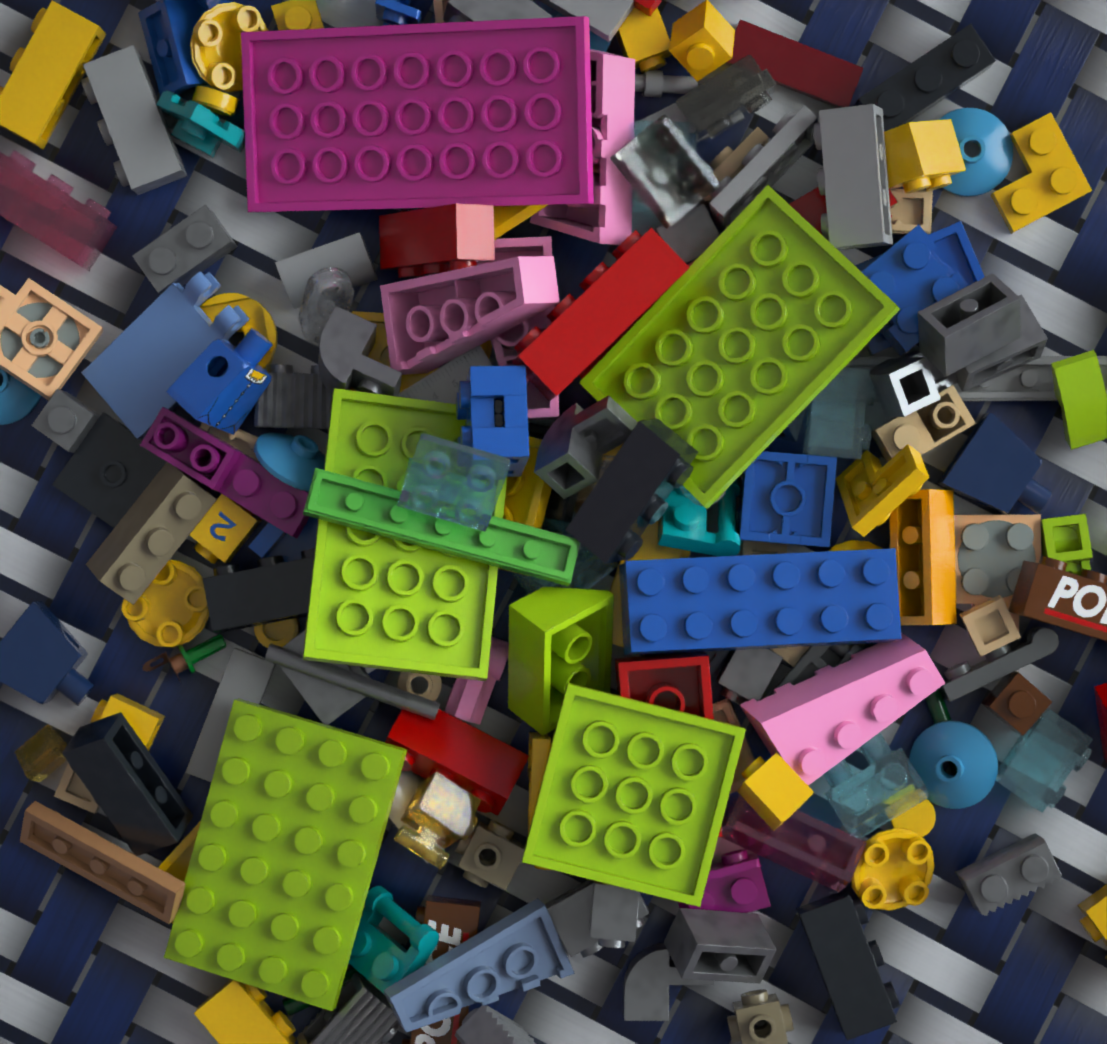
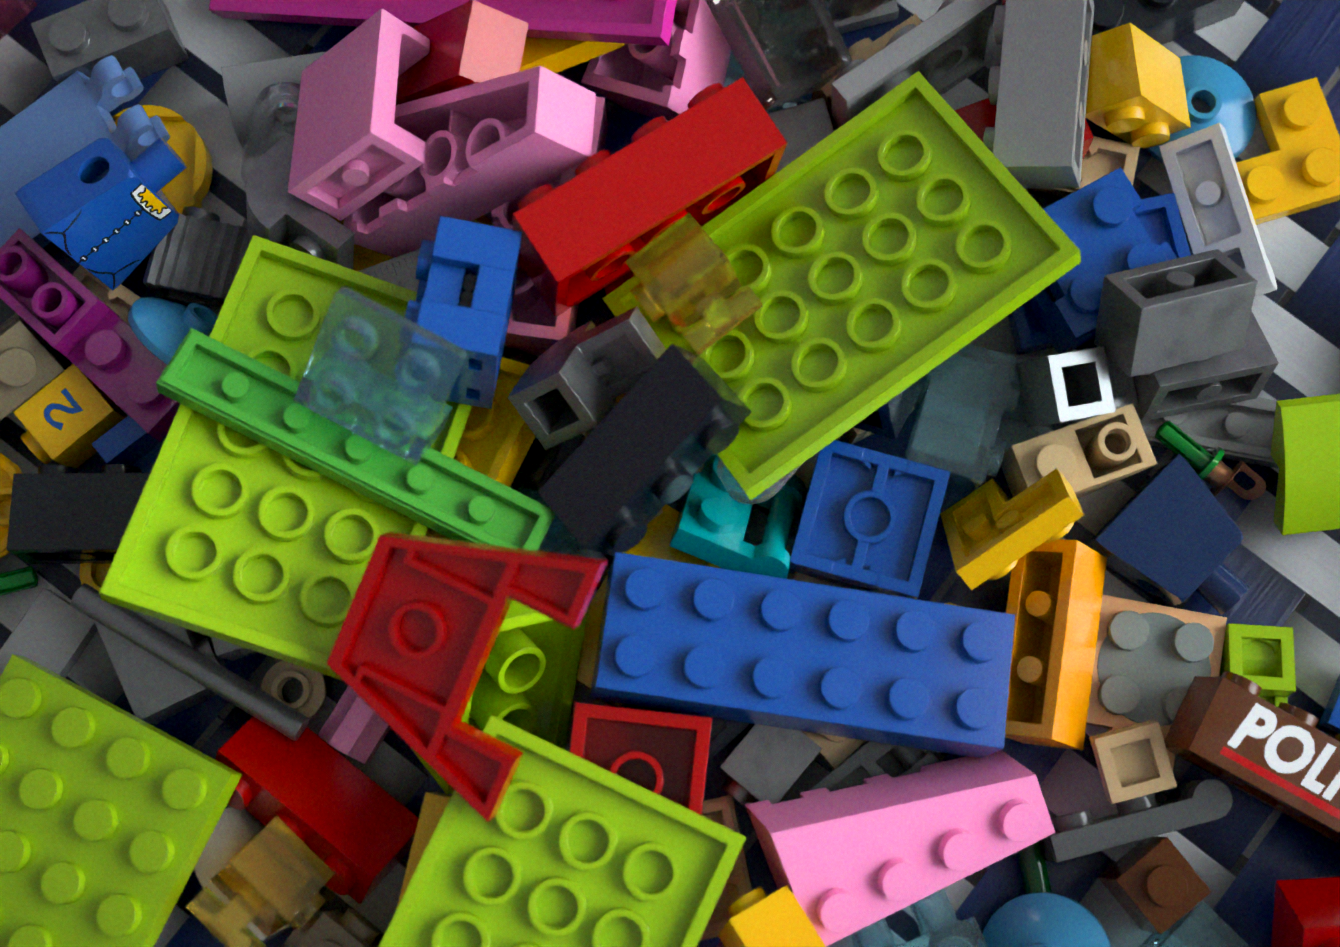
camera: 10 degrees right, 10 degrees down
(384, 293) = (345, 118): none -> bright pink panel
(519, 642) = (426, 632): none -> red wing
(637, 366) = (689, 279): none -> clear yellow brick
(993, 229) = (1215, 201): none -> white plate
(1012, 412) = (1209, 465): none -> piece

